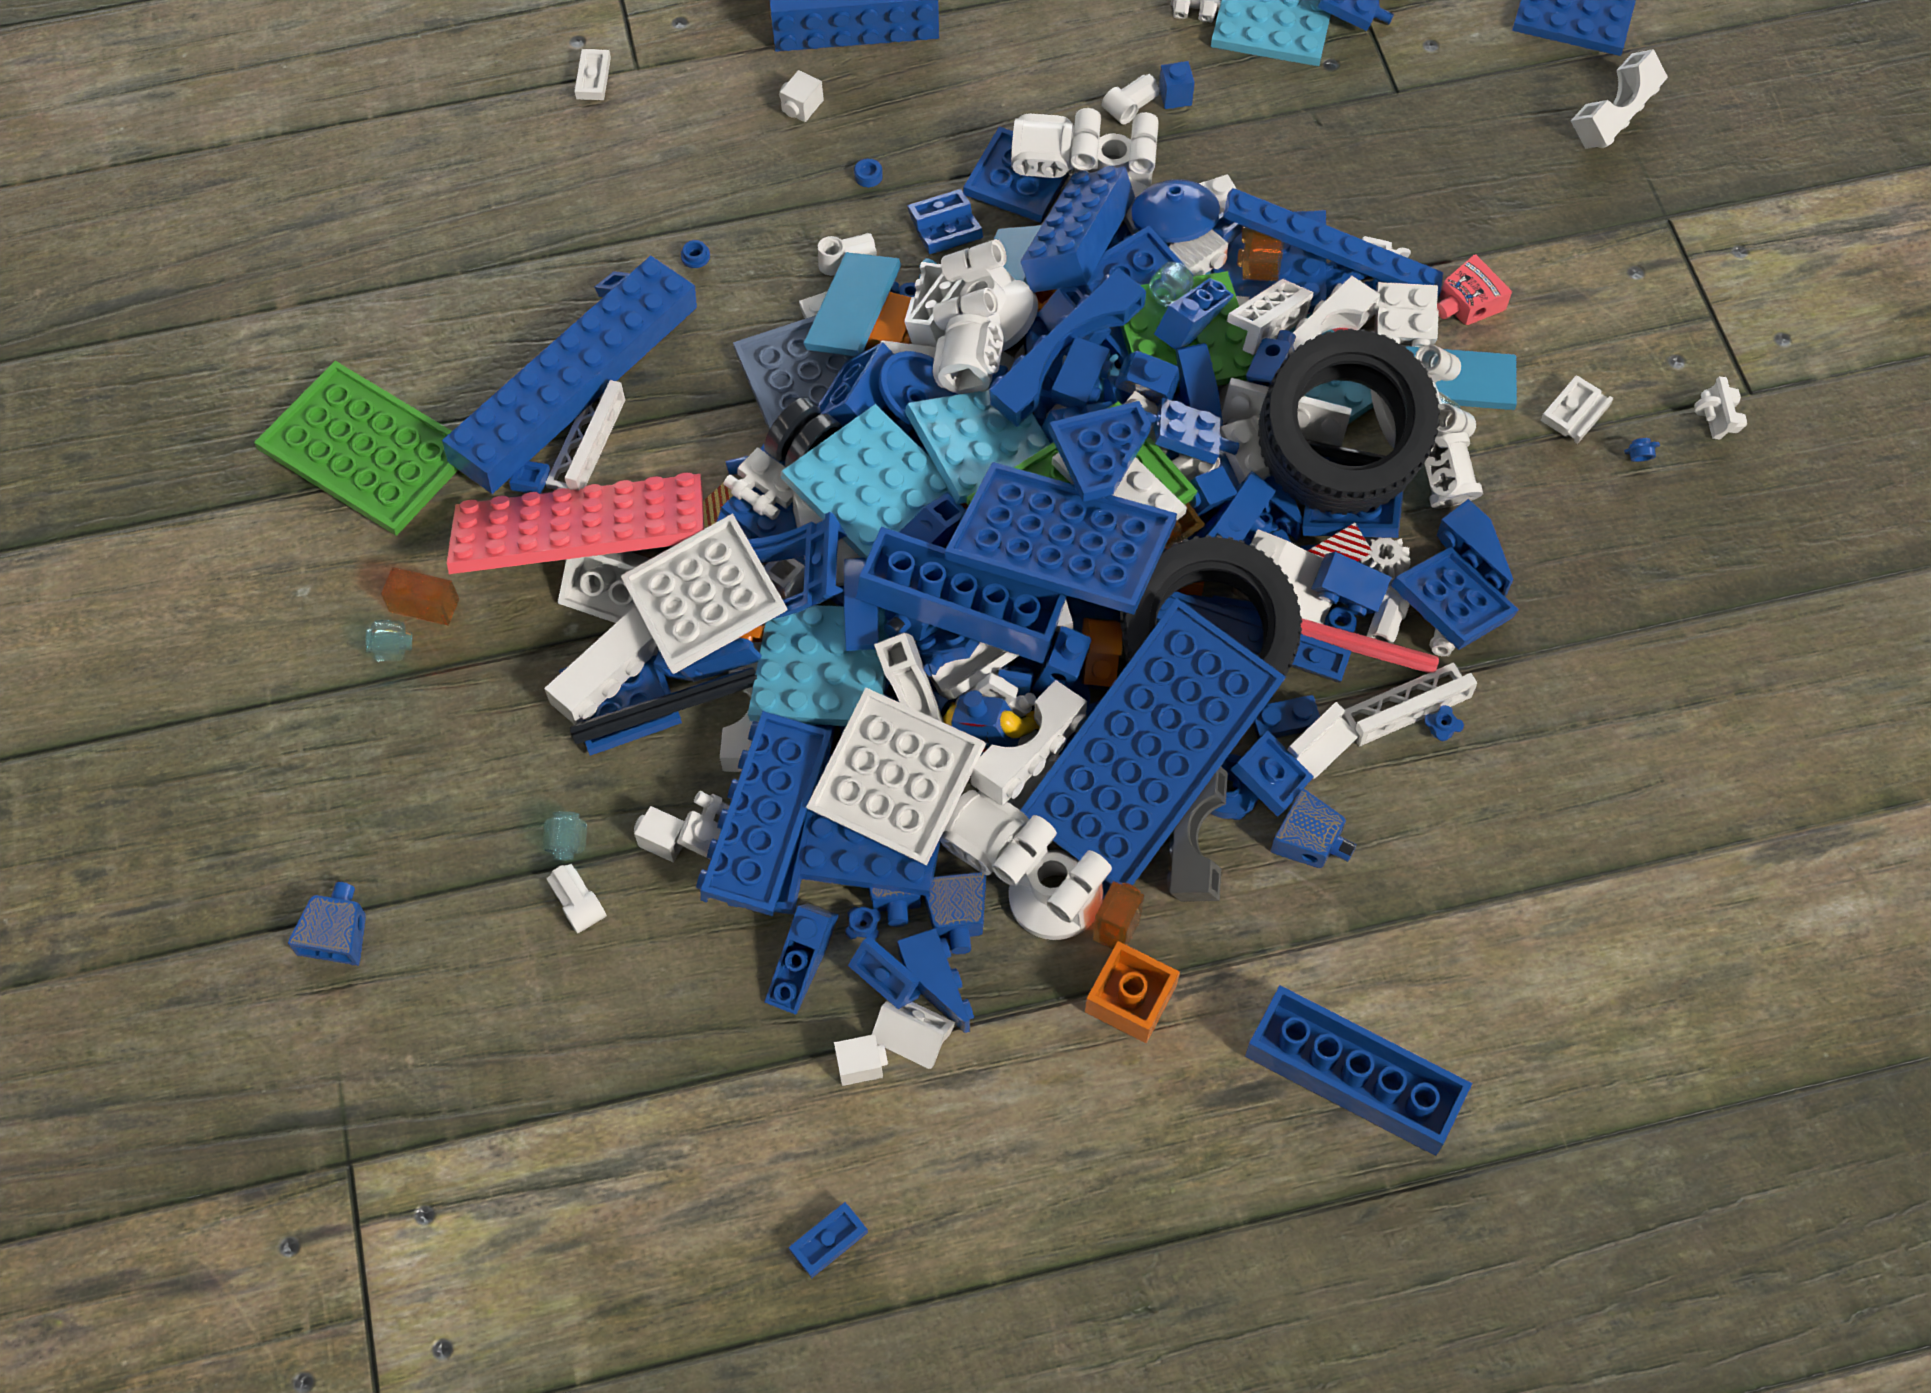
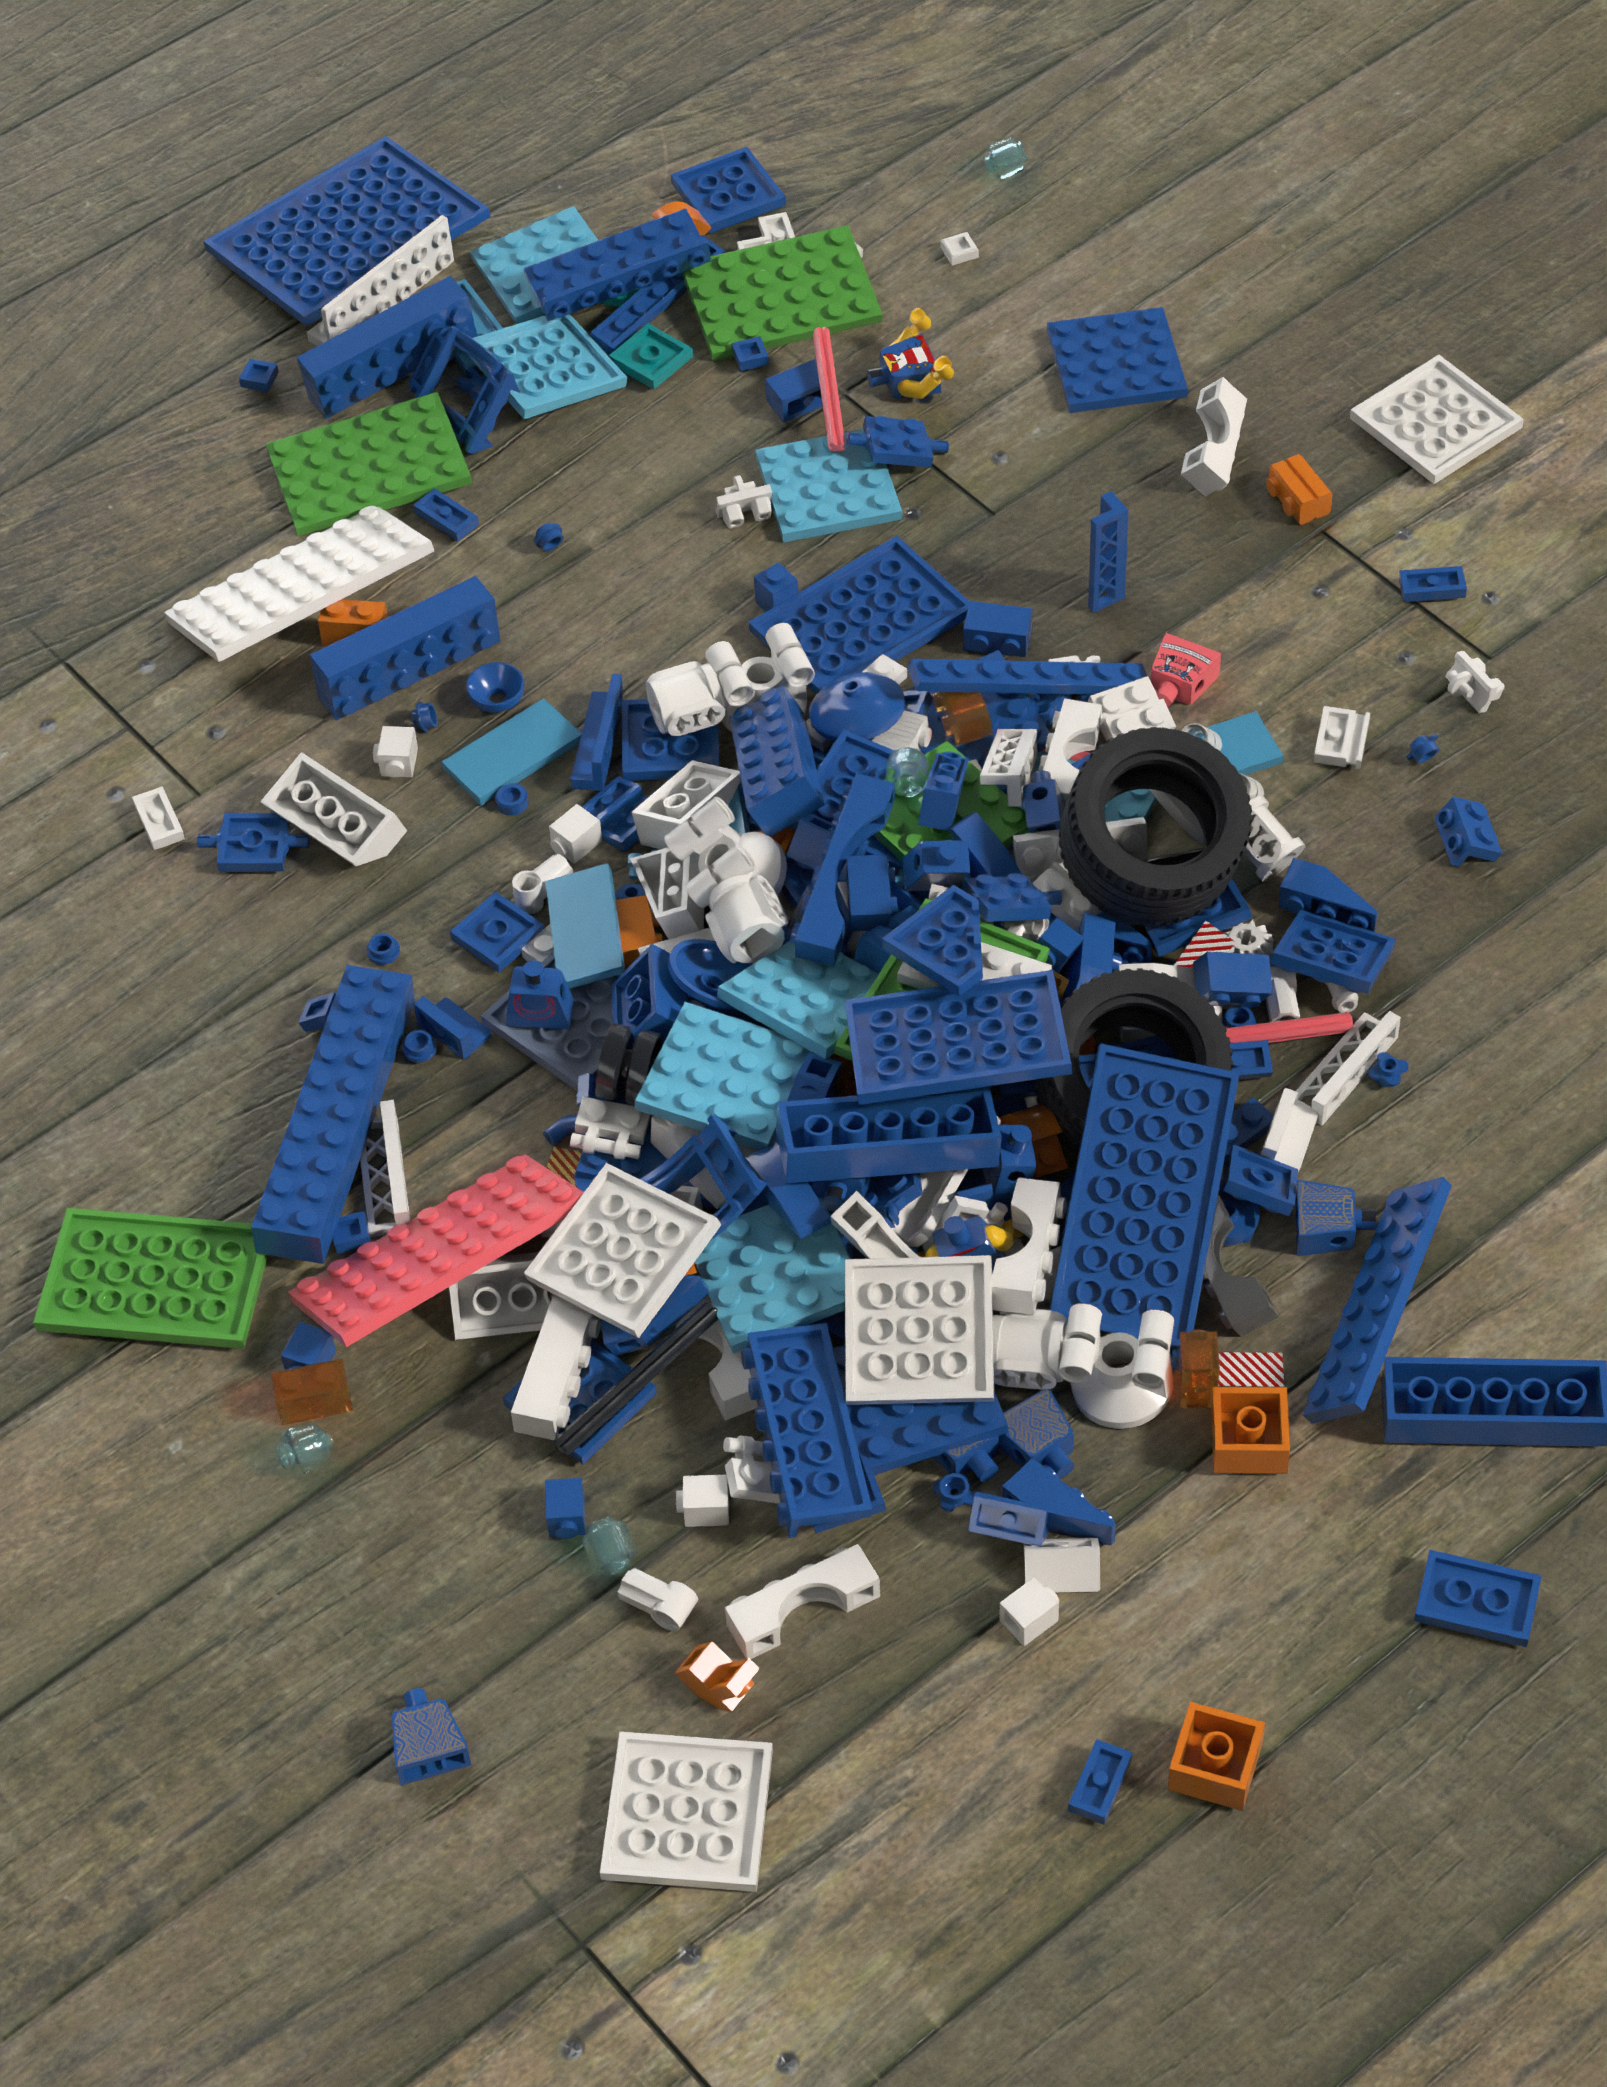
camera: 25 degrees left, 10 degrees down
(433, 559) = (308, 1347): none -> blue brick
(490, 1093) = (687, 1811): none -> white plate
(550, 786) = (565, 1507): none -> blue brick
(578, 989) = (716, 1676): none -> orange brick
(642, 956) = (841, 1580): none -> white arch
(650, 124) = (252, 842): none -> blue plate
(674, 347) = (419, 1046): none -> blue plate
(710, 341) = (451, 1026): none -> blue panel
(719, 126) = (334, 812): none -> white slope
(778, 348) = (539, 998): none -> blue torso
(788, 277) = (496, 931): none -> blue plate
(801, 956) = (915, 1549): blue slope -> none
(841, 76) = (424, 716): none -> blue plate
(892, 133) = (512, 751): none -> dark azure tile
(896, 223) = (575, 833): none -> white brick
(907, 67) = (494, 679): none -> blue piece
(931, 1269) = (1216, 1756): none -> orange brick
(963, 150) = (598, 737): none -> blue fence
(1011, 224) = (681, 798): none -> white slope
(1125, 102) = (735, 625): white piece -> none
(1170, 934) = (1251, 1369): none -> sticker
(1239, 132) = (867, 609): none -> blue plate
(1240, 1240) = (1478, 1598): none -> blue plate
(1308, 928) = (1377, 1301): none -> blue plate
(1339, 192) = (996, 628): none -> blue brick
(1465, 167) = (1108, 553): none -> blue fence
(1638, 540) = (1467, 831): none -> blue bracket
(1667, 175) = (1299, 489): none -> orange brick
(1737, 306) = (1432, 584): none -> blue plate
(1826, 161) = (1436, 419): none -> white plate

